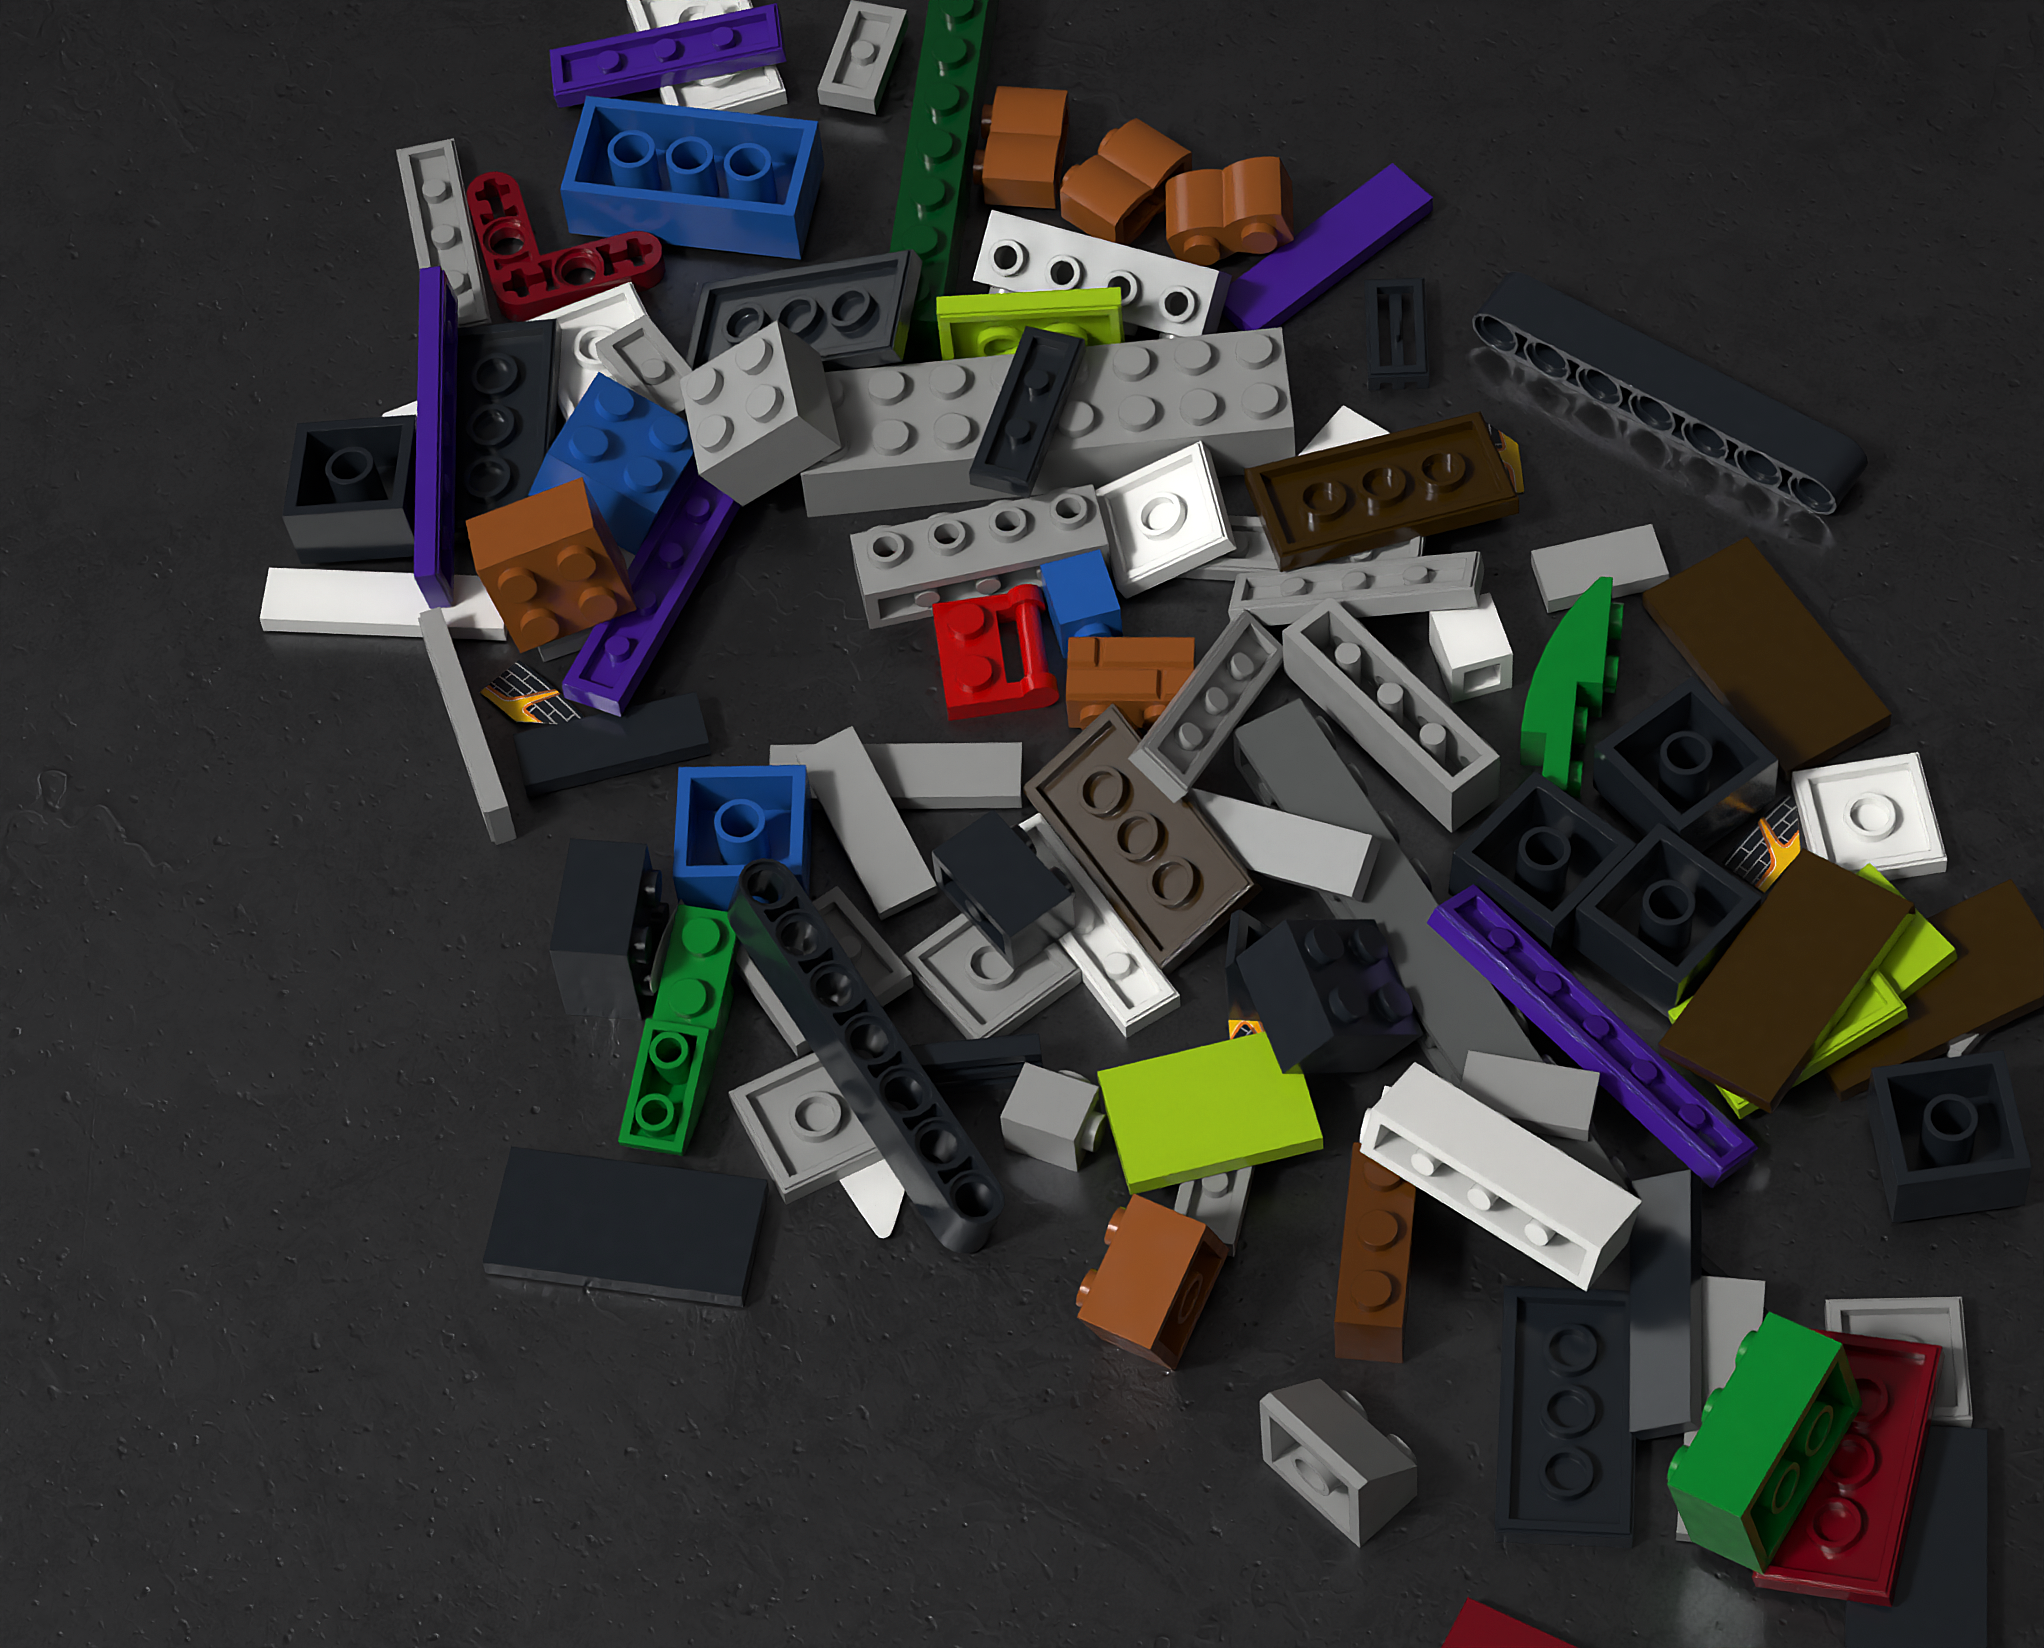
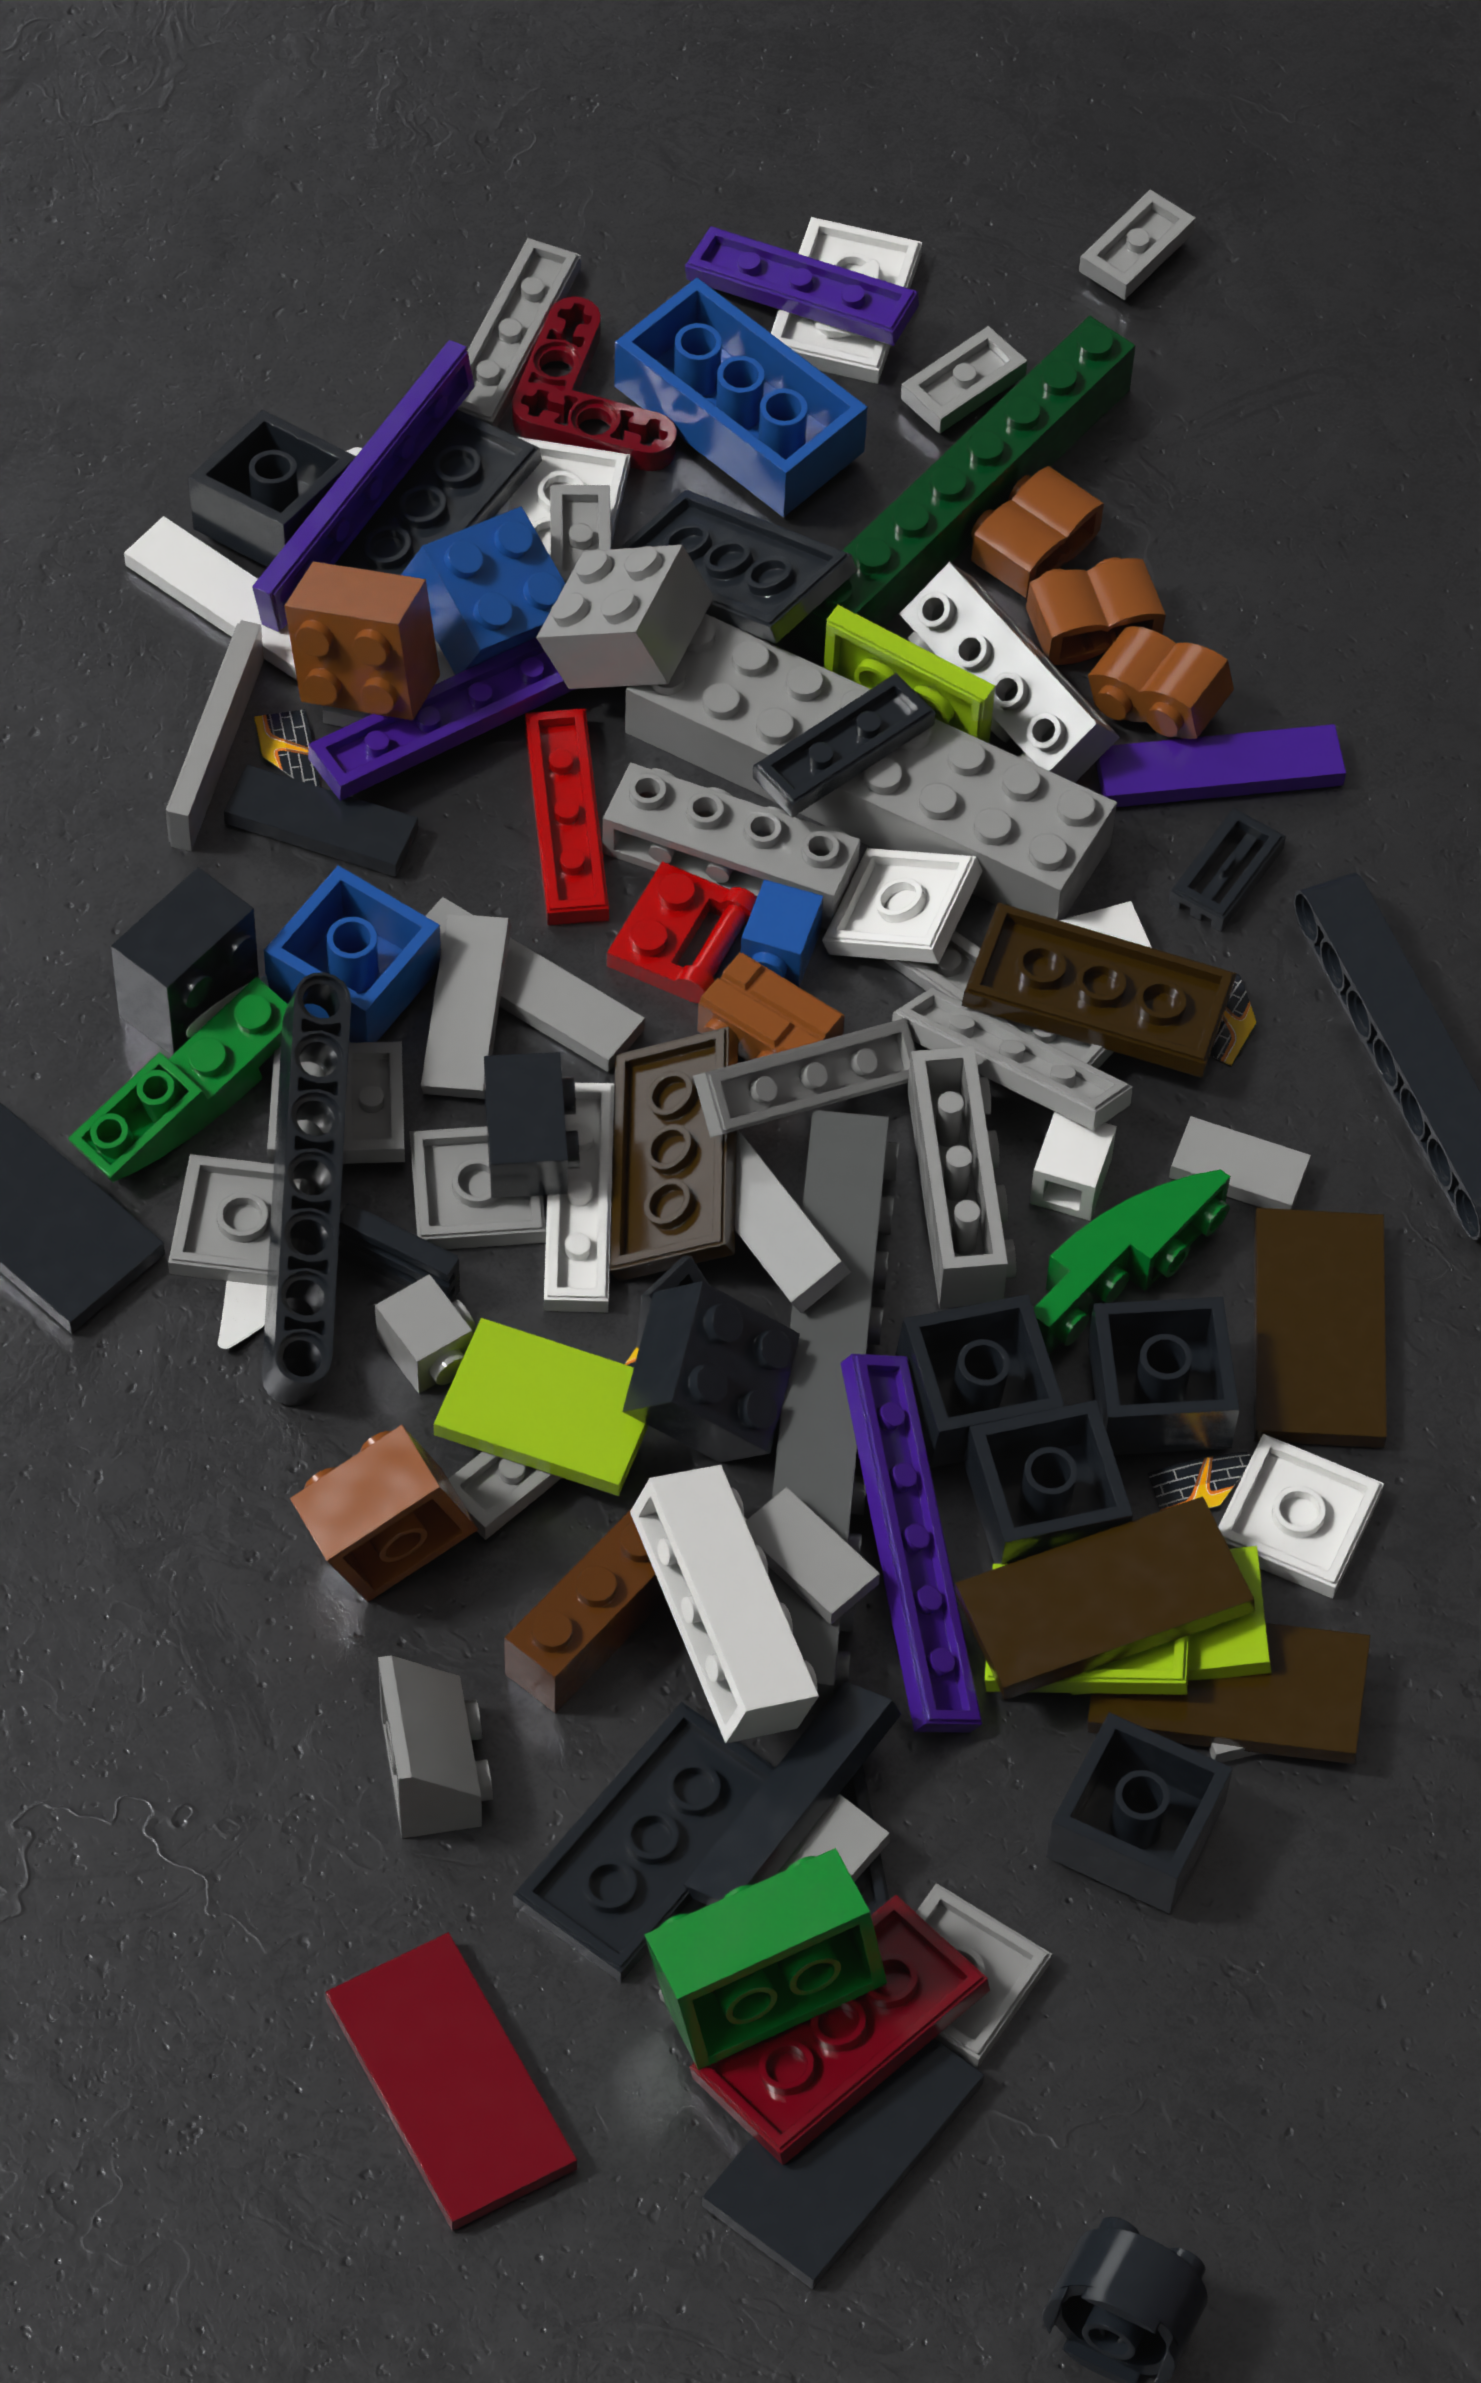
camera: 25 degrees right, 0 degrees up
(818, 616) = (566, 817): none -> red tile

